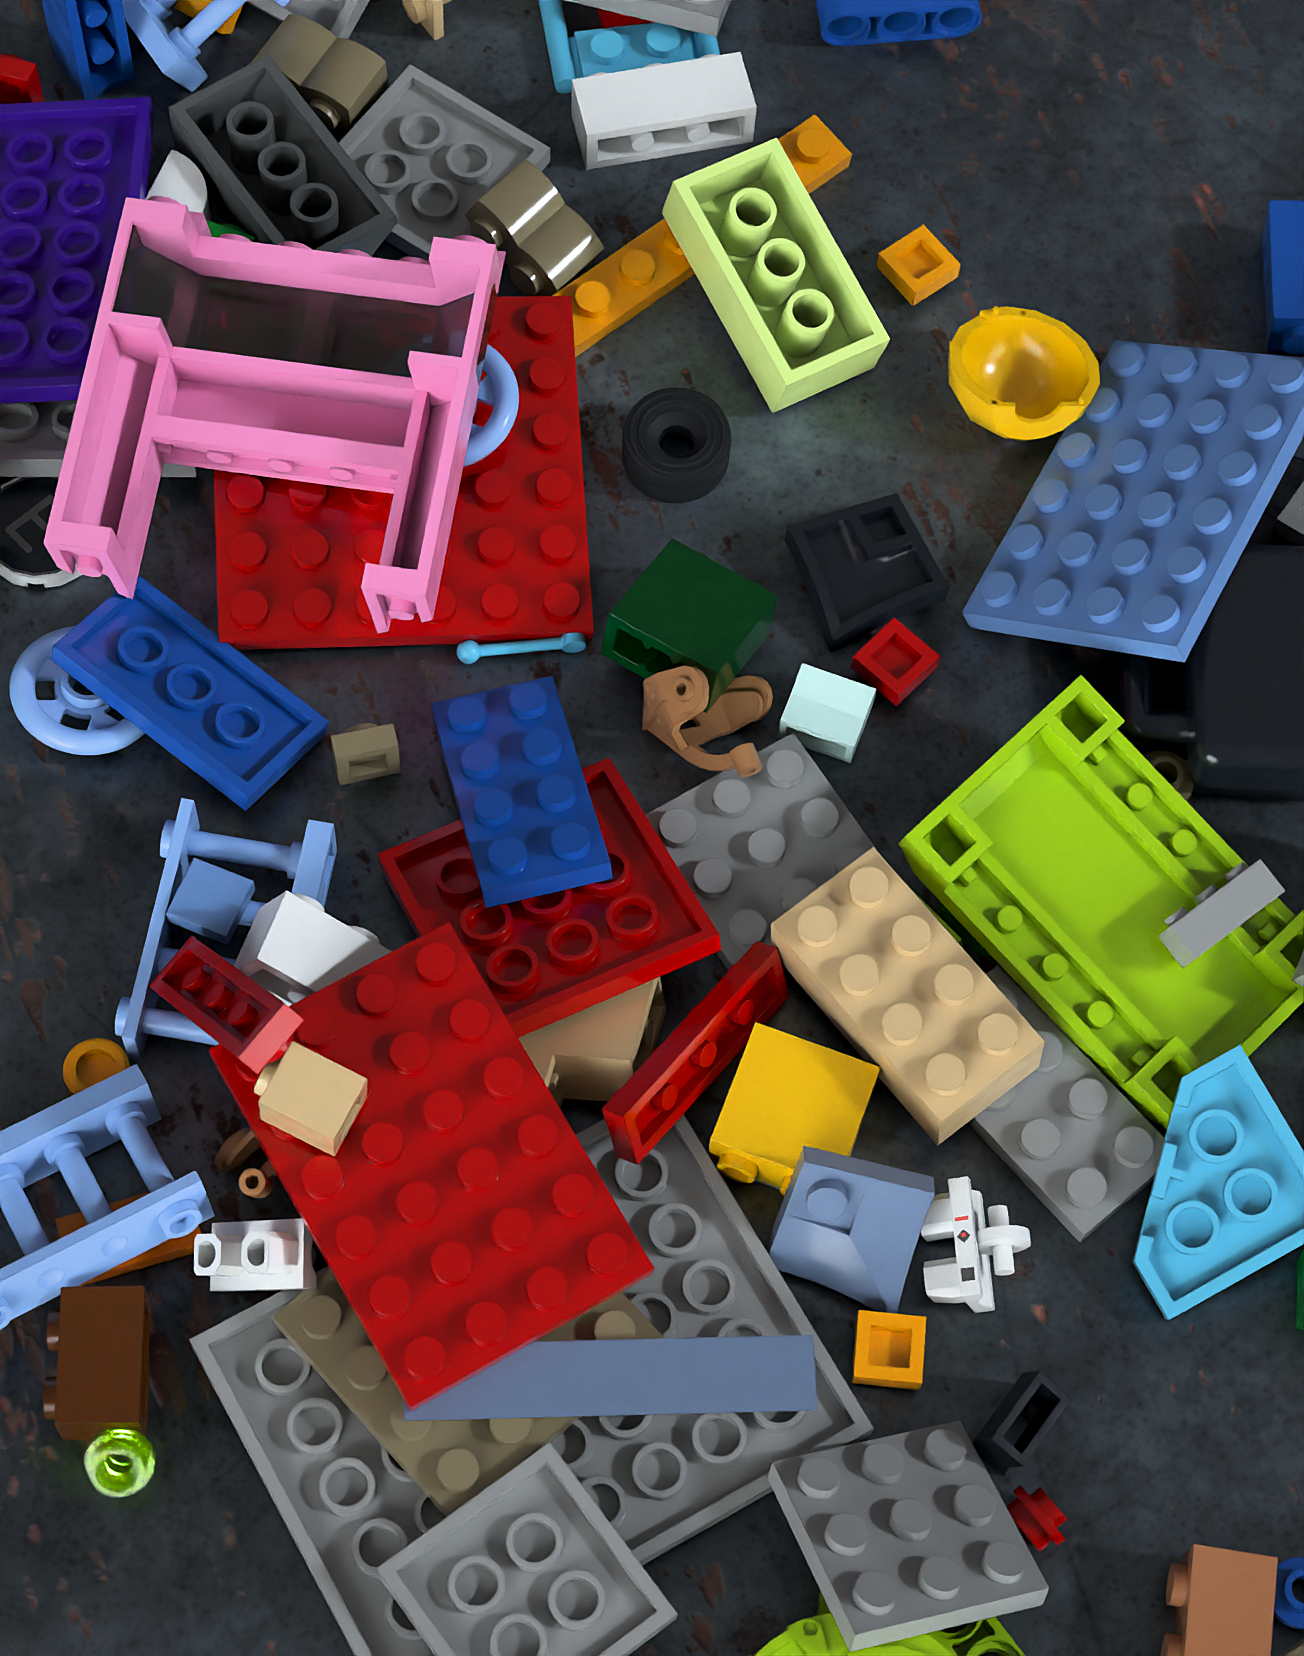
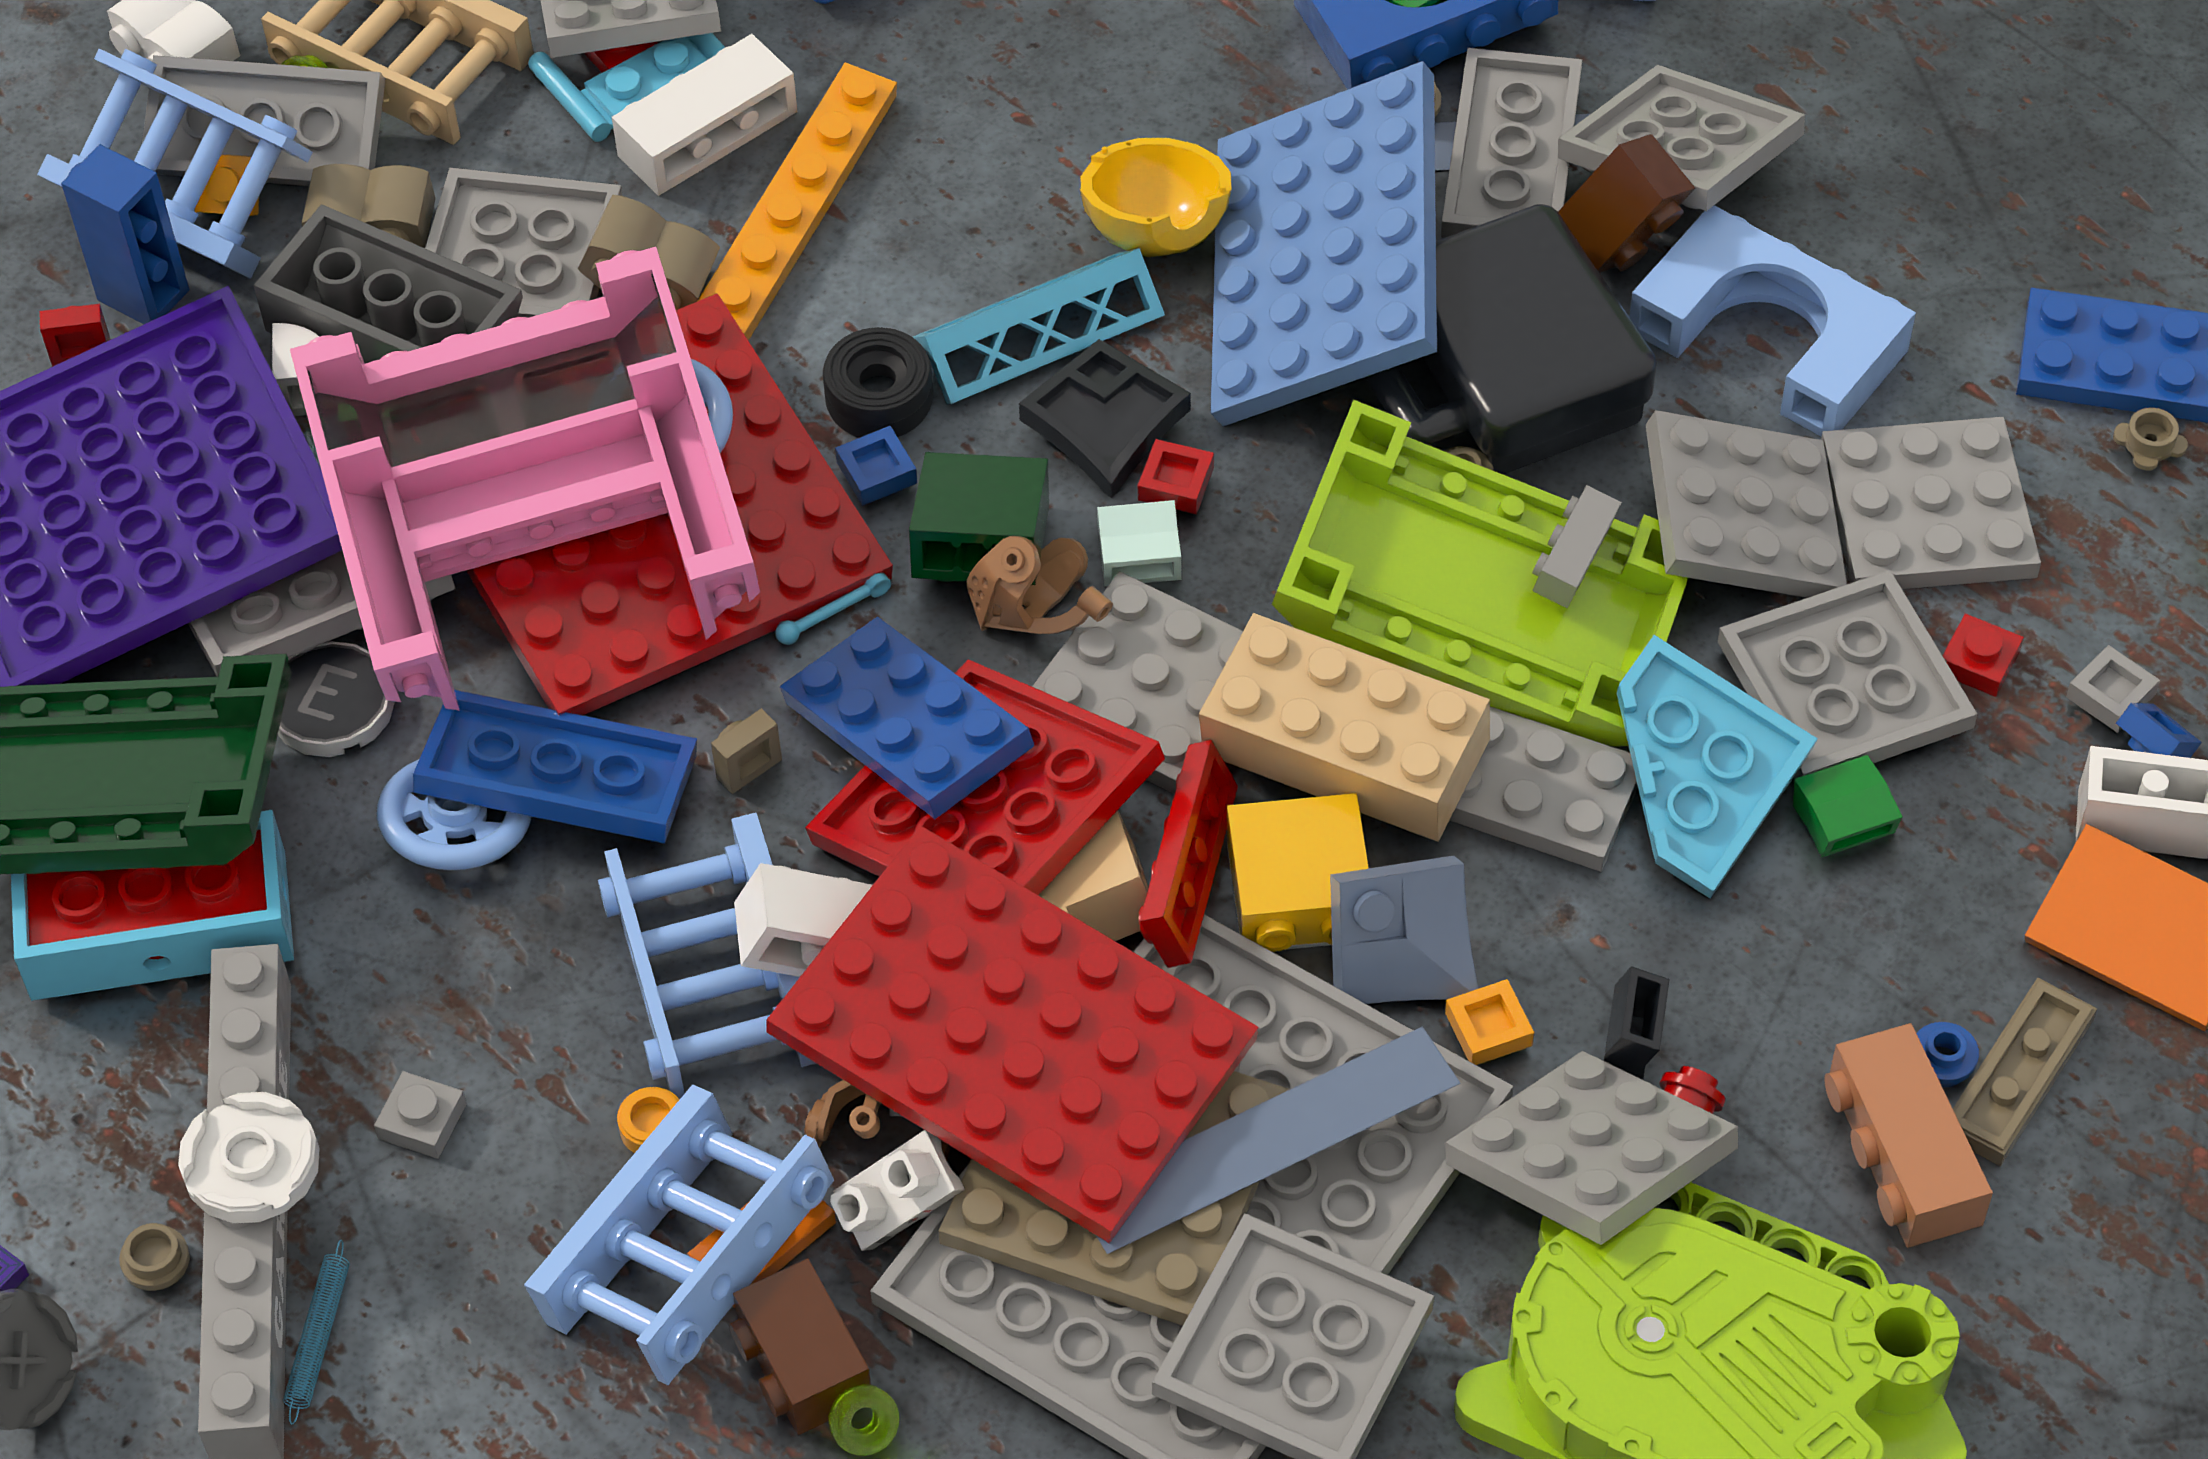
camera: 20 degrees left, 10 degrees down
(210, 901) = (681, 924): medium blue tile -> none
(227, 1005) = (761, 974): red plate -> none
(310, 1097) = (887, 1007): tan brick -> none
(631, 525) = (876, 465): none -> blue plate
(774, 274) = (891, 201): yellowish green brick -> none
(853, 429) = (1031, 303): none -> medium azure fence
(918, 265) = (1009, 149): light orange plate -> none
(968, 1275) = (1520, 935): white hips -> none

